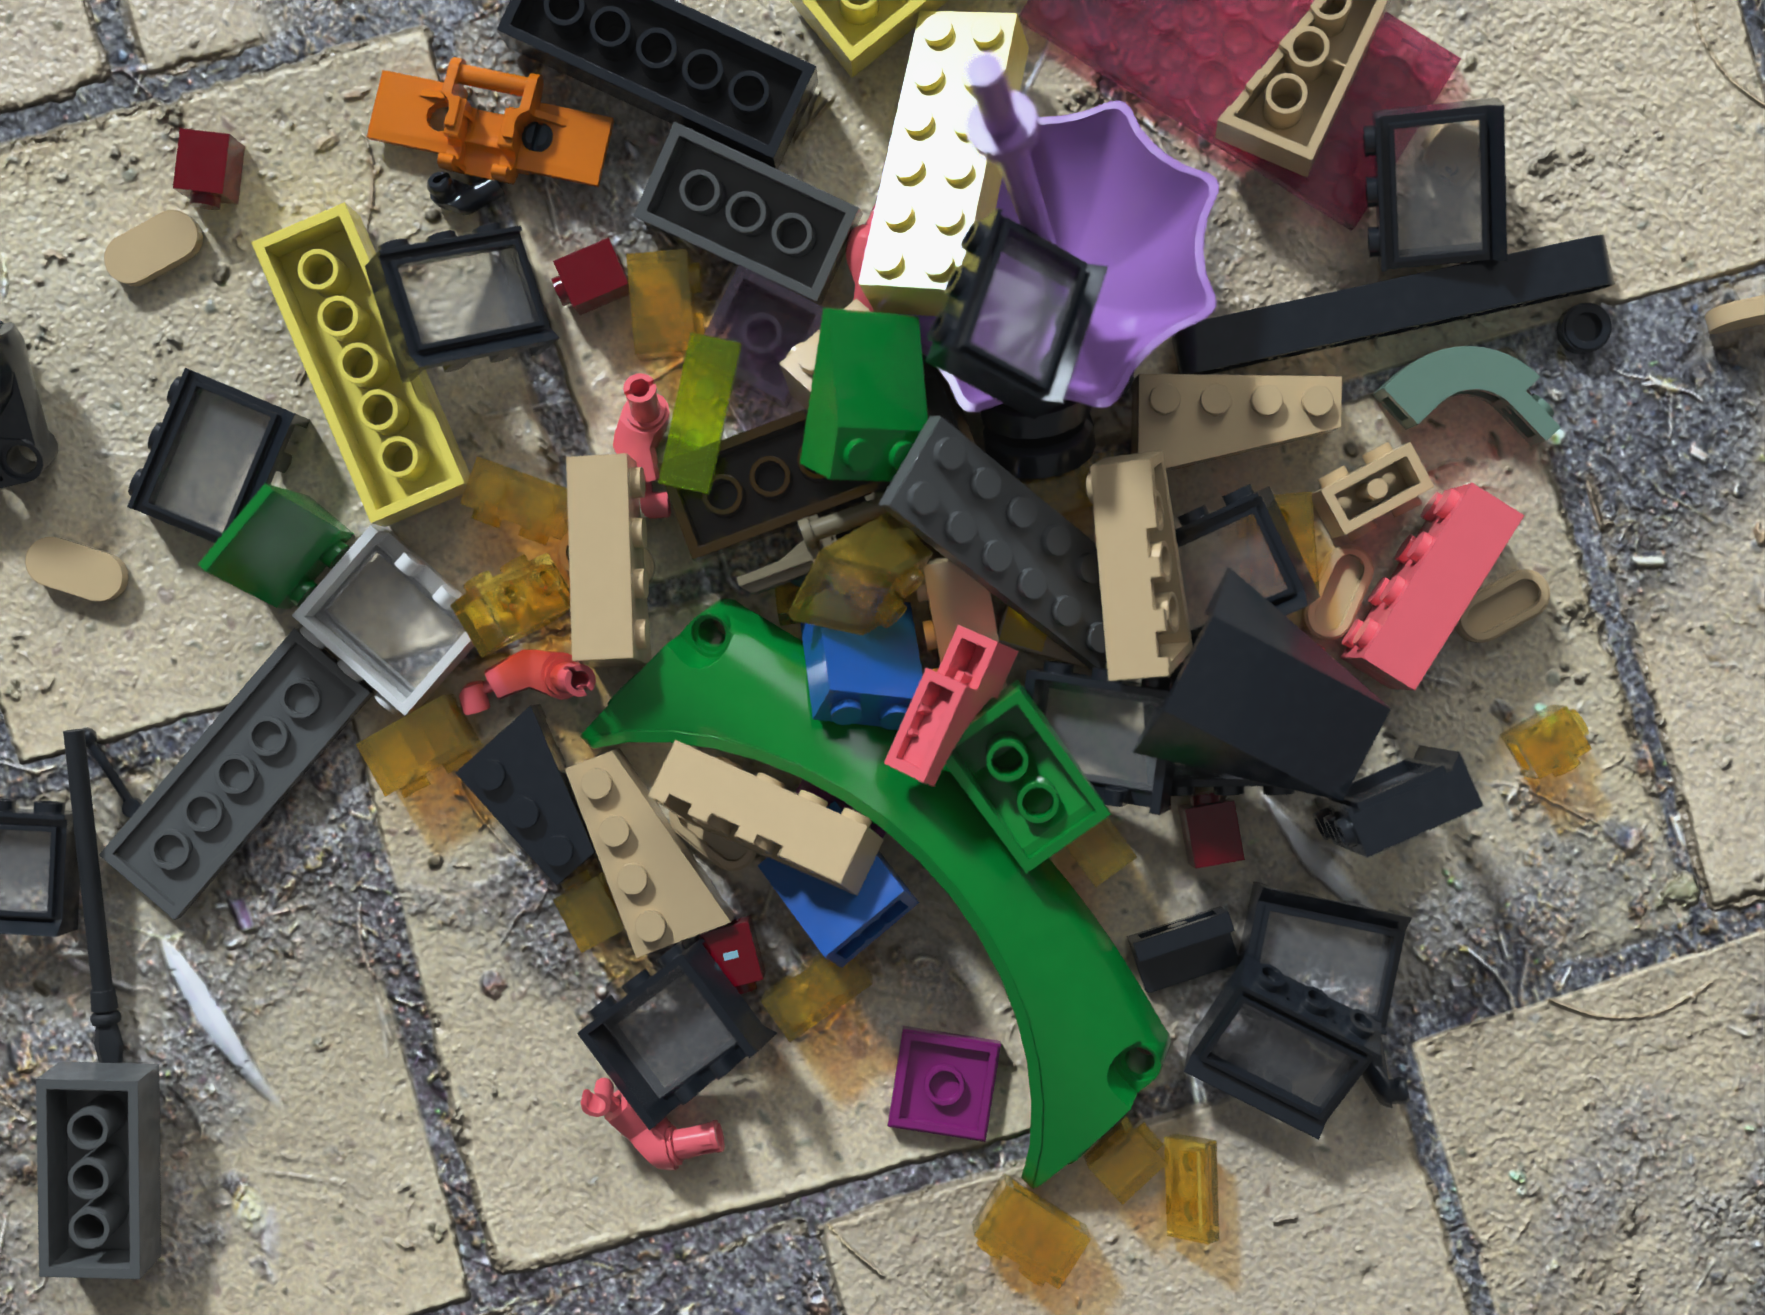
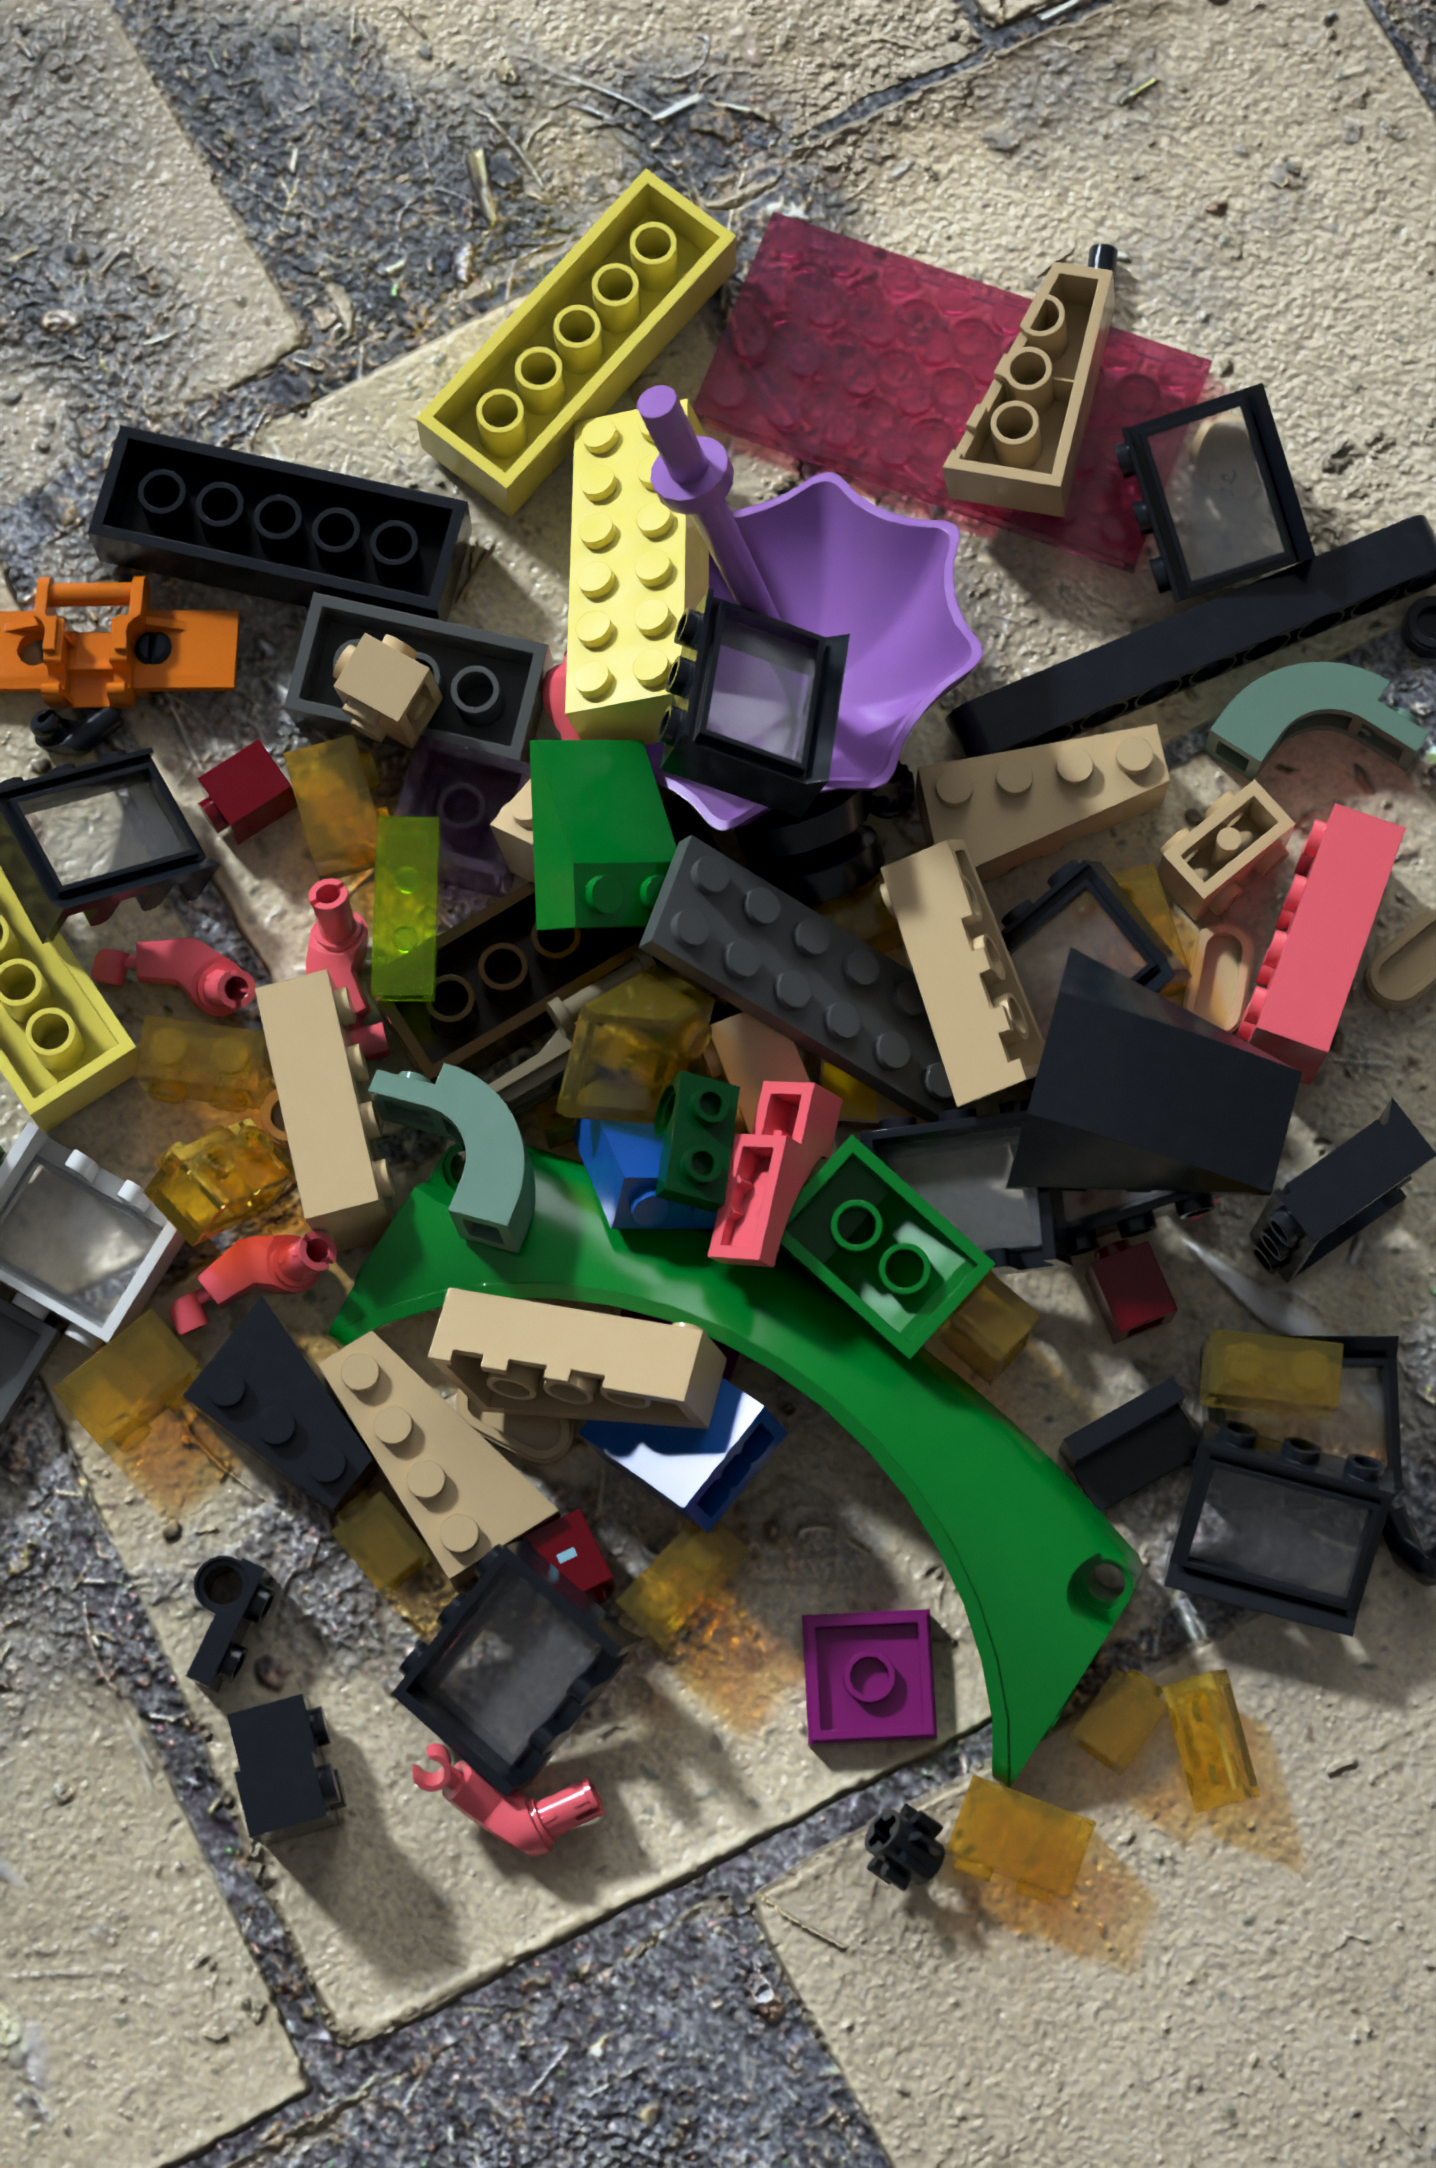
camera: 10 degrees left, 15 degrees down
(455, 969) = (221, 1649): none -> black plate
(487, 1076) = (283, 1771): none -> black brick
(532, 424) = (199, 971): none -> coral arm
(715, 227) = (386, 689): none -> tan brick
(734, 644) = (498, 1178): none -> sand green arch
(896, 662) = (697, 1133): none -> dark green plate
(943, 1221) = (904, 1847): none -> black gear
(1306, 935) = (1271, 1374): none -> clear yellow brick

